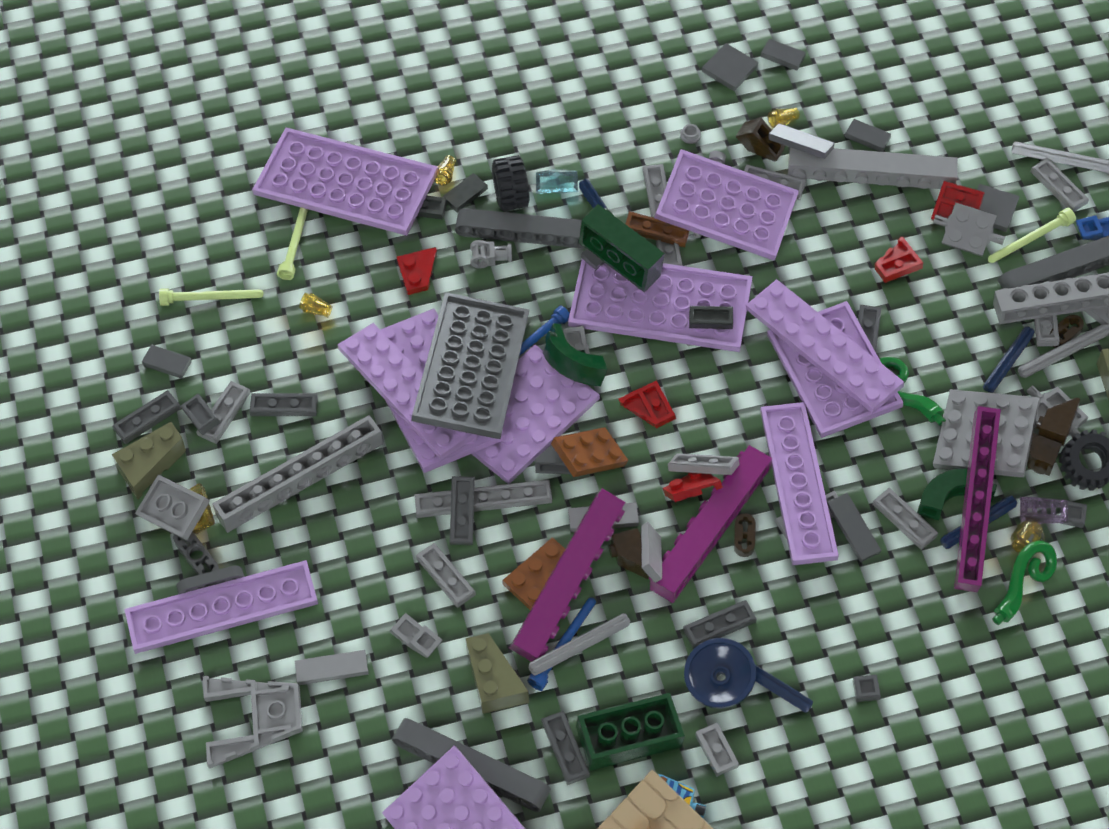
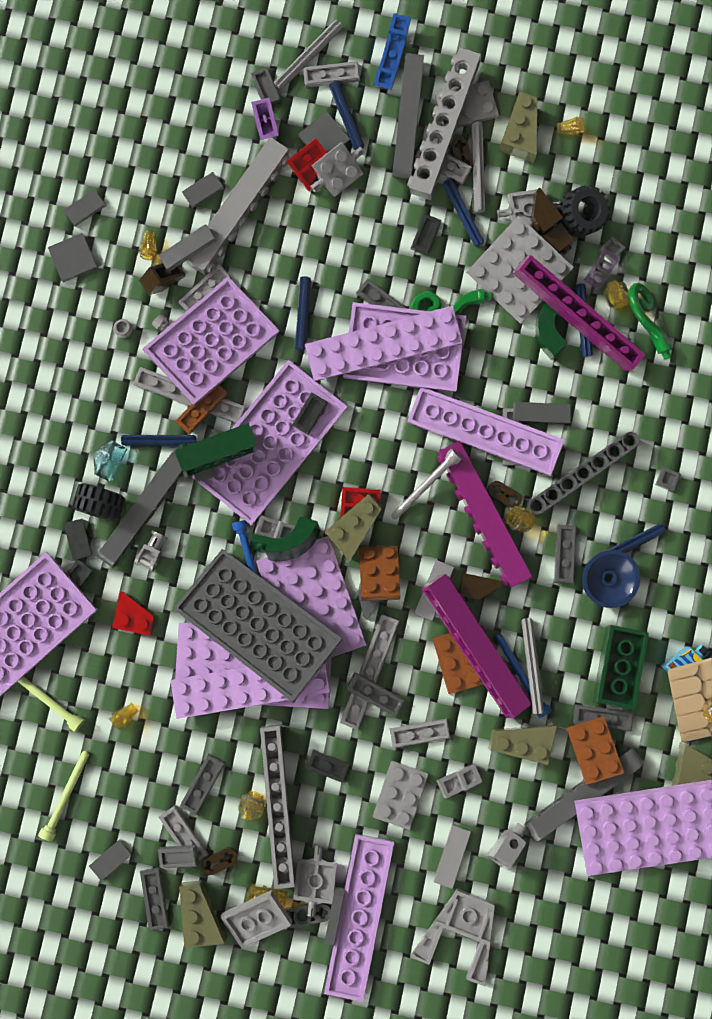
camera: 65 degrees left, 25 degrees up
(216, 451) = (221, 864): none -> dark brown beam
(238, 545) = (315, 881): none -> light grey plate
(284, 451) = (251, 805): none -> clear yellow head
(363, 503) = (327, 766): none -> pearl dark grey plate
(370, 587) = (400, 795): none -> light grey plate
(371, 710) = (501, 851): none -> light grey torso
(445, 171) = (48, 544): clear yellow cone -> none
(523, 747) = (595, 750): none -> dark orange plate
(624, 406) = (353, 526): none -> olive wedge
(651, 552) = (491, 574): light grey tile -> none
(690, 486) = (446, 511): red wing -> none
(703, 464) = (436, 493): light grey tile -> none
(717, 749) = (661, 612): light grey plate -> none
(728, 558) = (520, 519): none -> clear yellow head
(749, 456) = (451, 459): none -> light grey piece
(810, 268) = (302, 313): none -> dark blue axle
(821, 605) = (590, 468): none -> dark grey beam
(898, 261) = (334, 240): red wing -> none
(905, 518) = (552, 370): light grey tile -> none
(962, 338) = (426, 234): none -> pearl dark grey tile
(972, 146) = (264, 118): none -> medium lavender slope
(1003, 139) = (265, 86): none -> dark grey tile
(1028, 215) = (346, 115): none -> dark blue axle
(1065, 218) = (365, 91): yellowish green piece -> none

